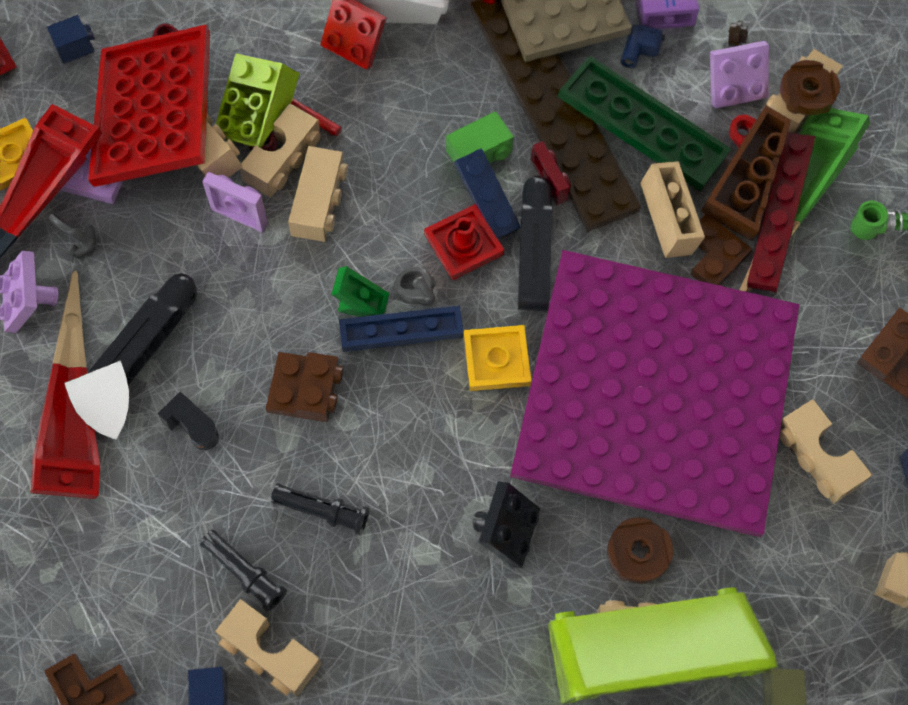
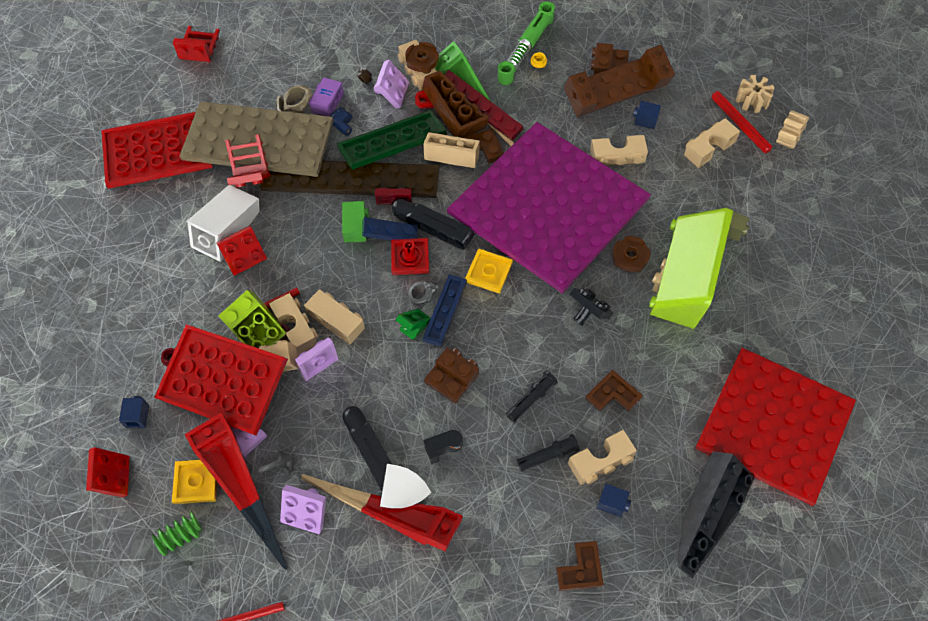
camera: 60 degrees left, 5 degrees down
(389, 616) = (615, 388): none -> reddish brown plate

